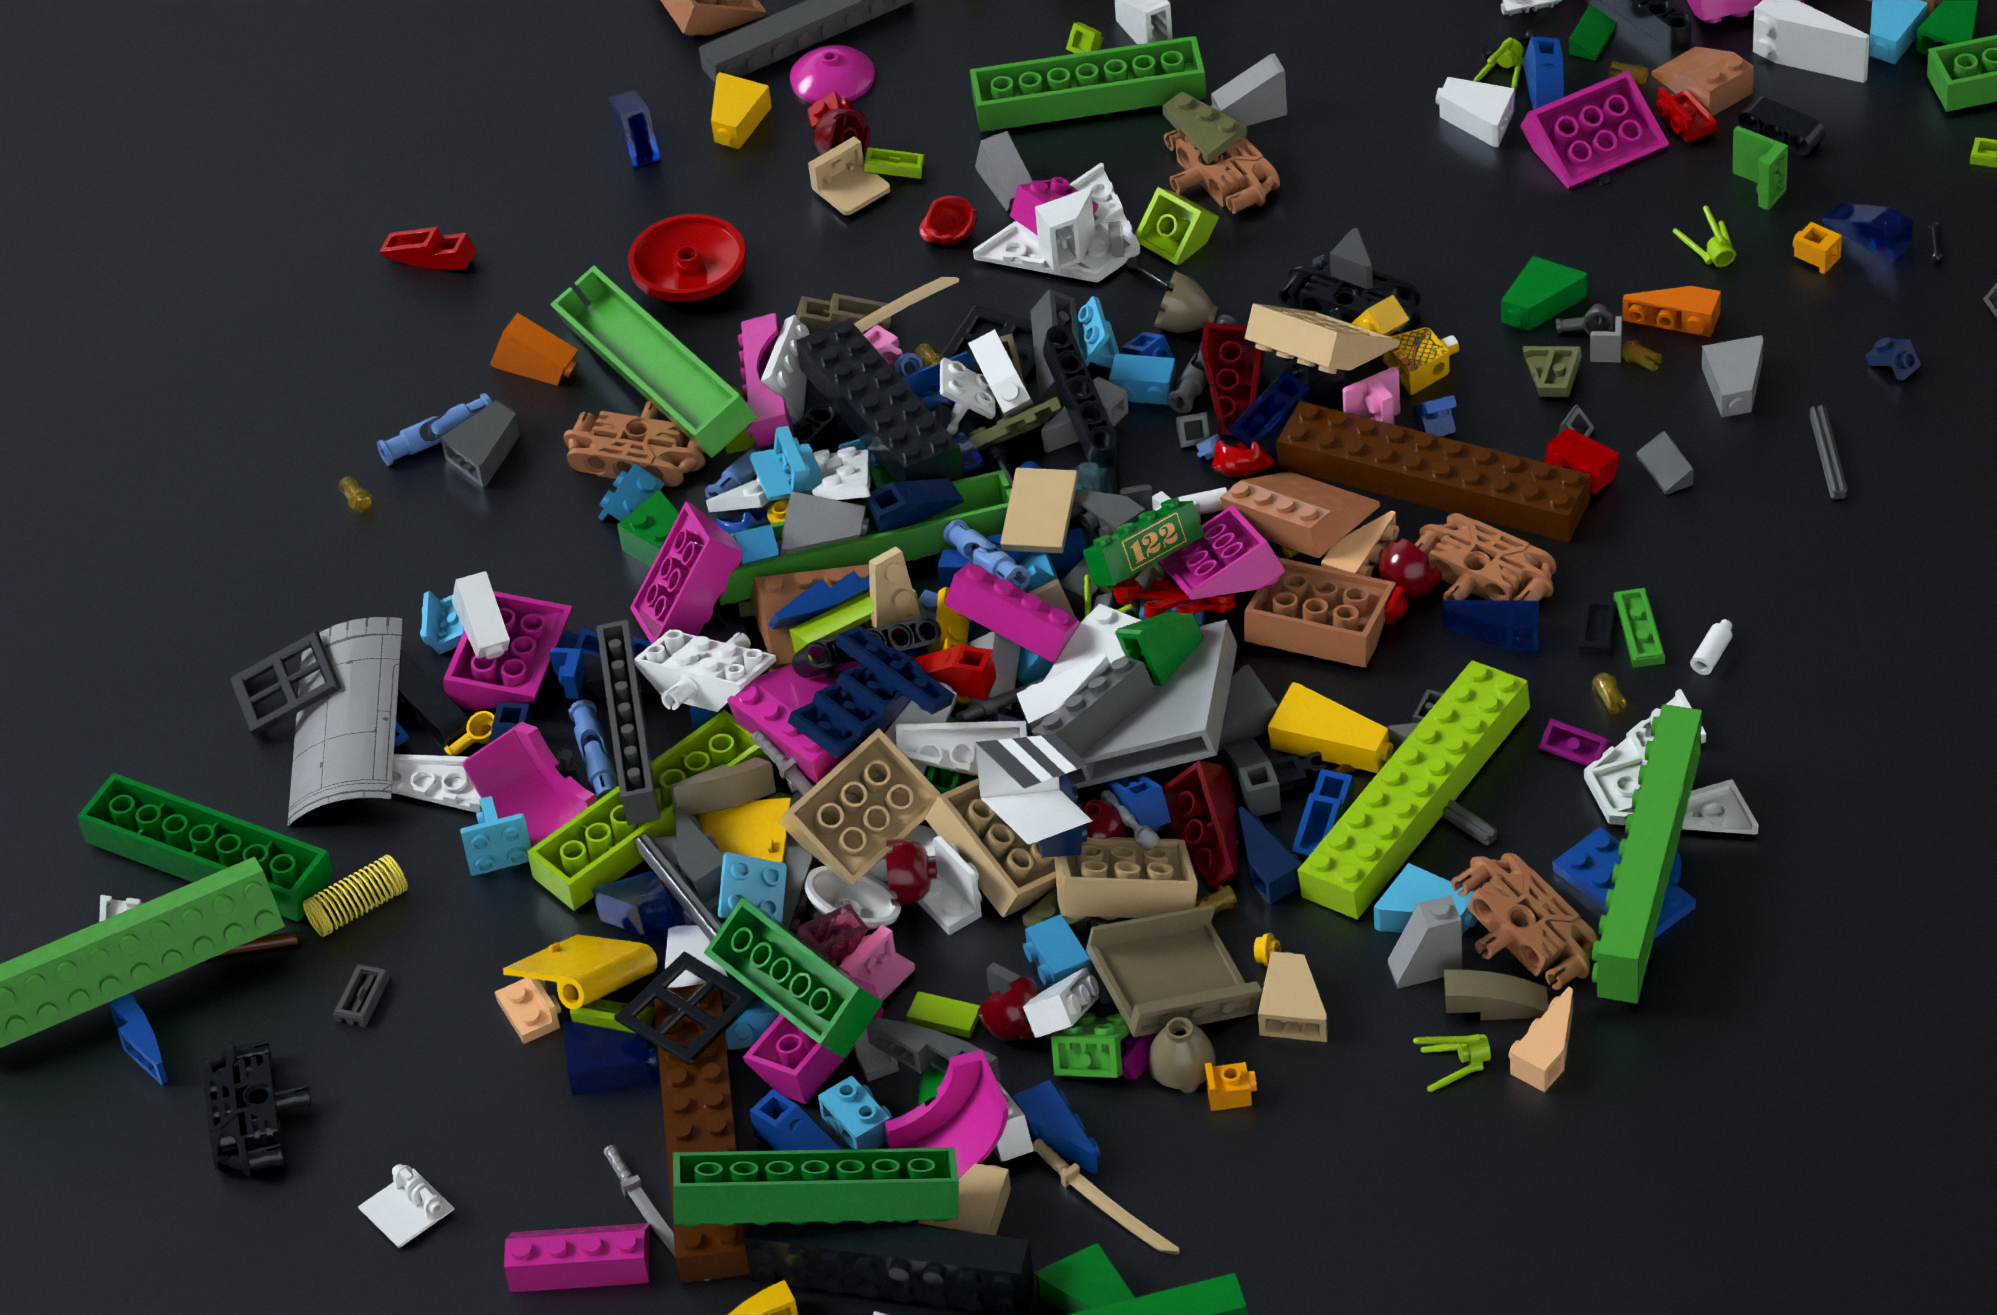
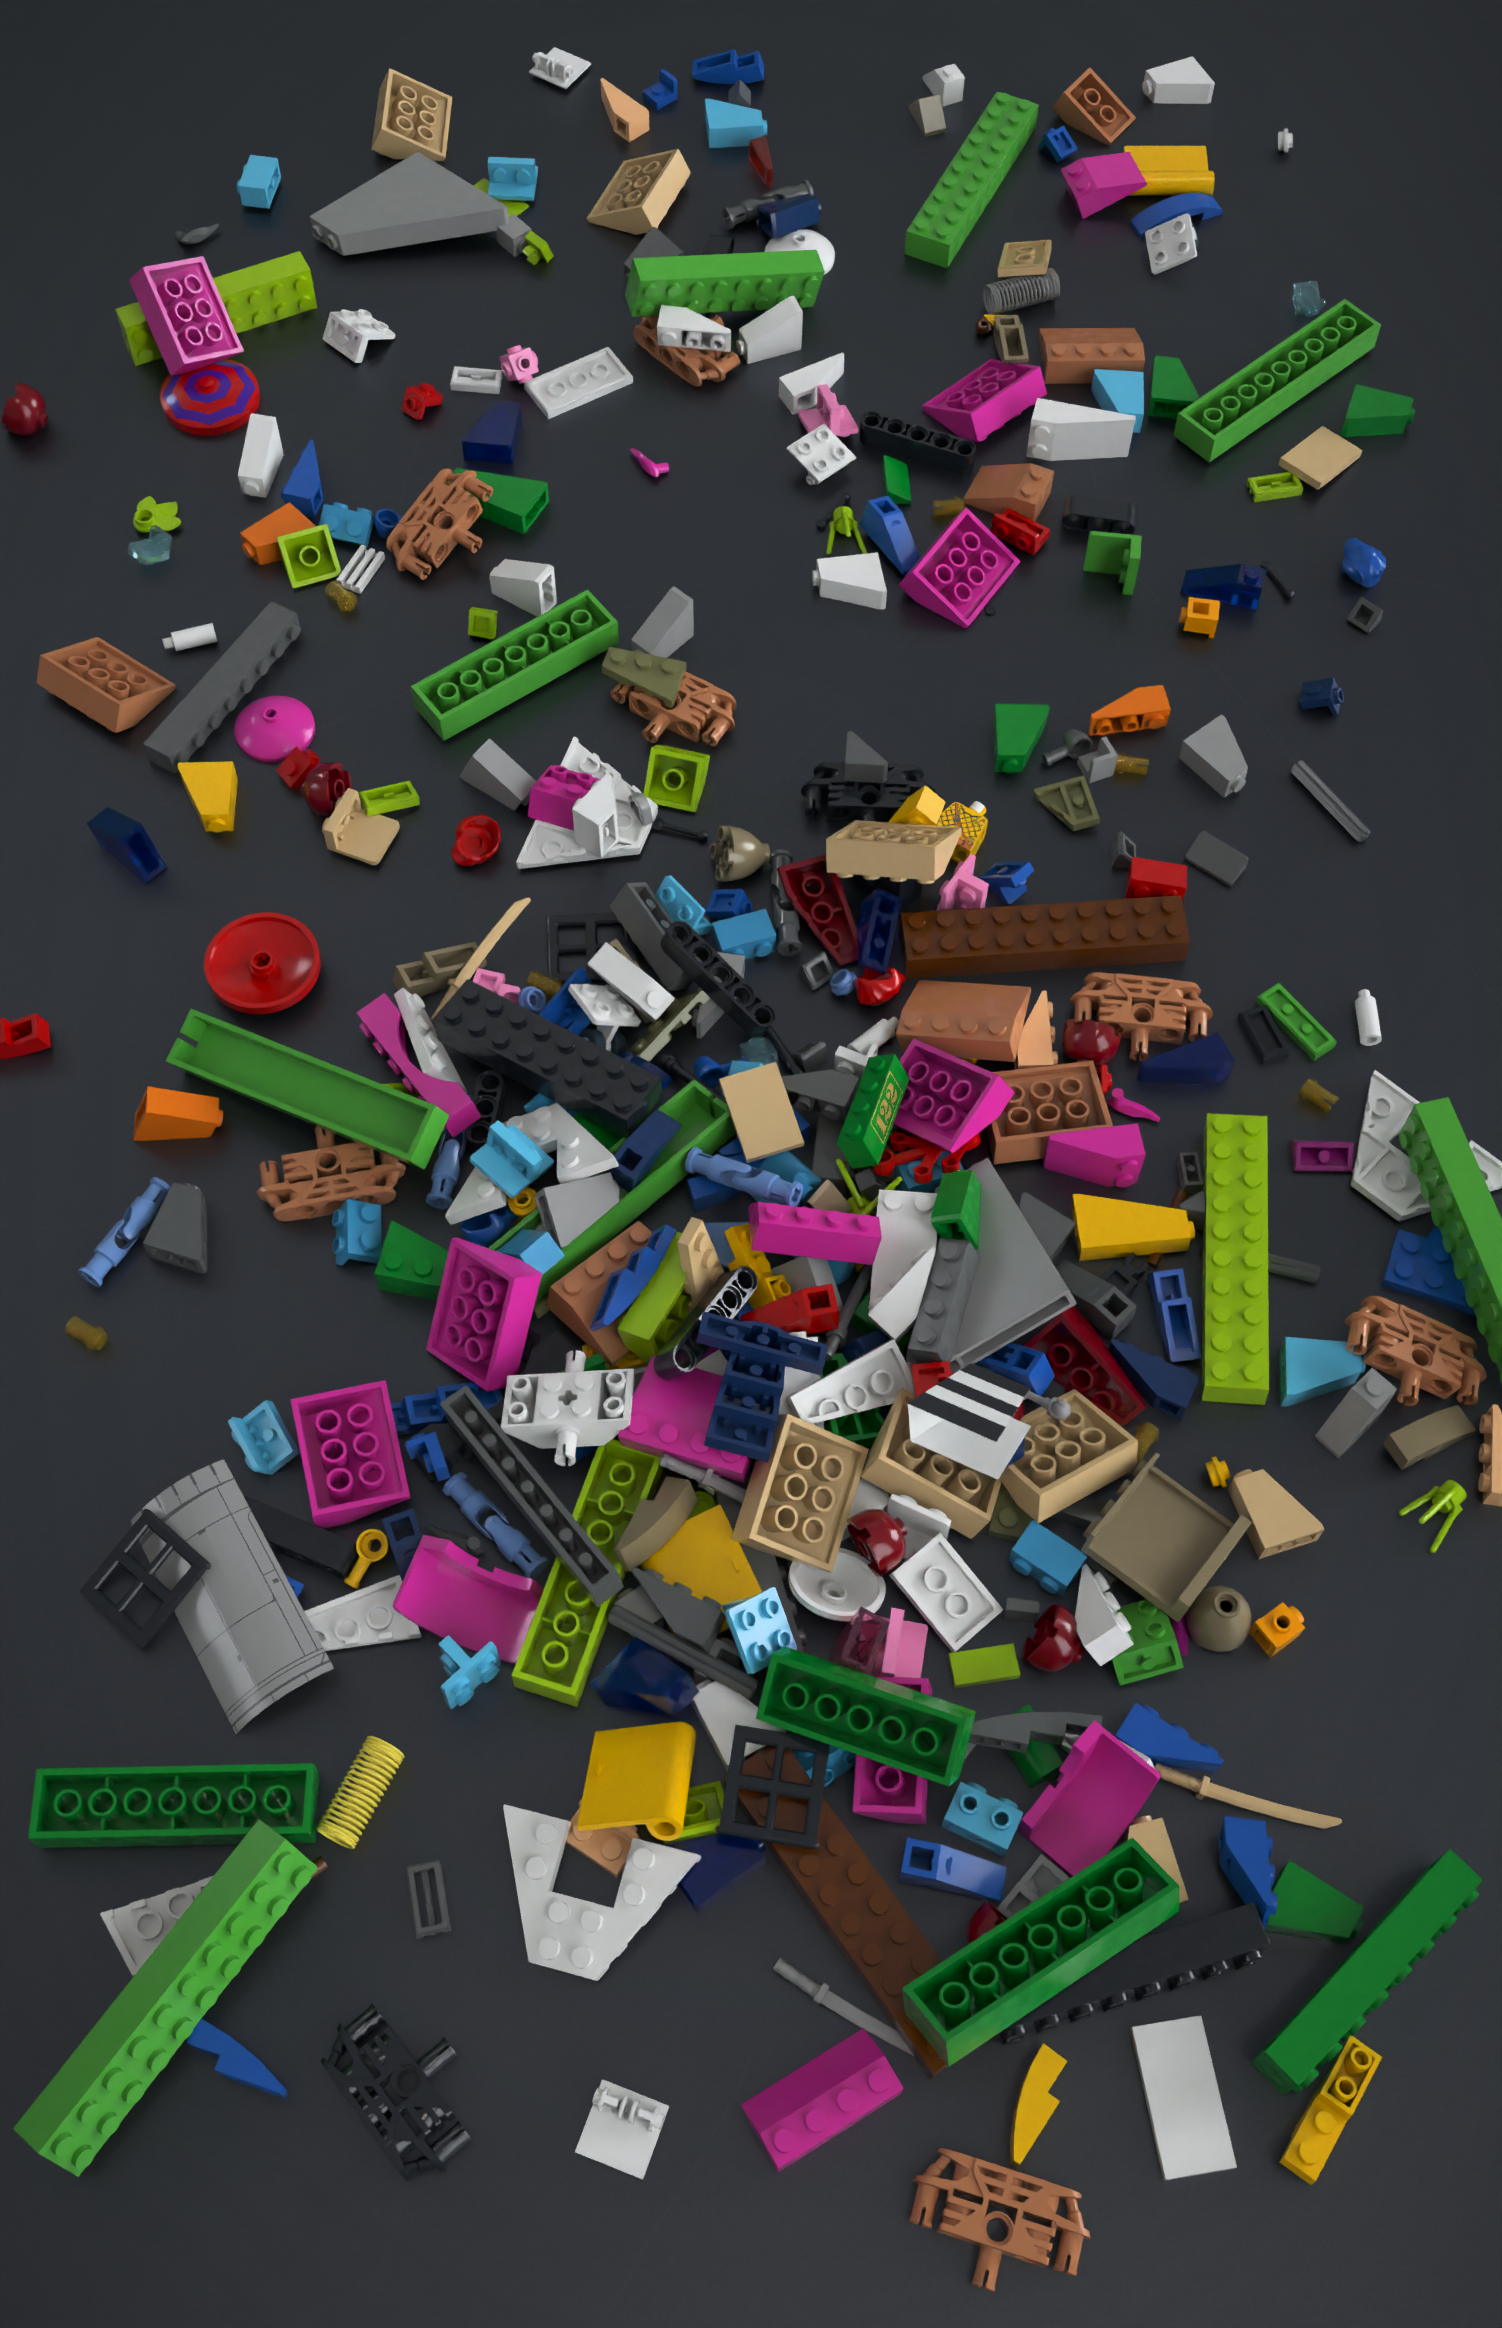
camera: 35 degrees left, 15 degrees up
(462, 1060) = (575, 1932): none -> white wing
(480, 615) = (318, 1438): white slope -> none
(946, 942) = (946, 1592): none -> white plate
(1063, 1228) = (1245, 1861): none -> blue slope
(1341, 659) = (1097, 1155): none -> dark pink slope
(1412, 640) = (1130, 1107): none -> dark pink bar
(1718, 247) = (1126, 644): lime plant -> none

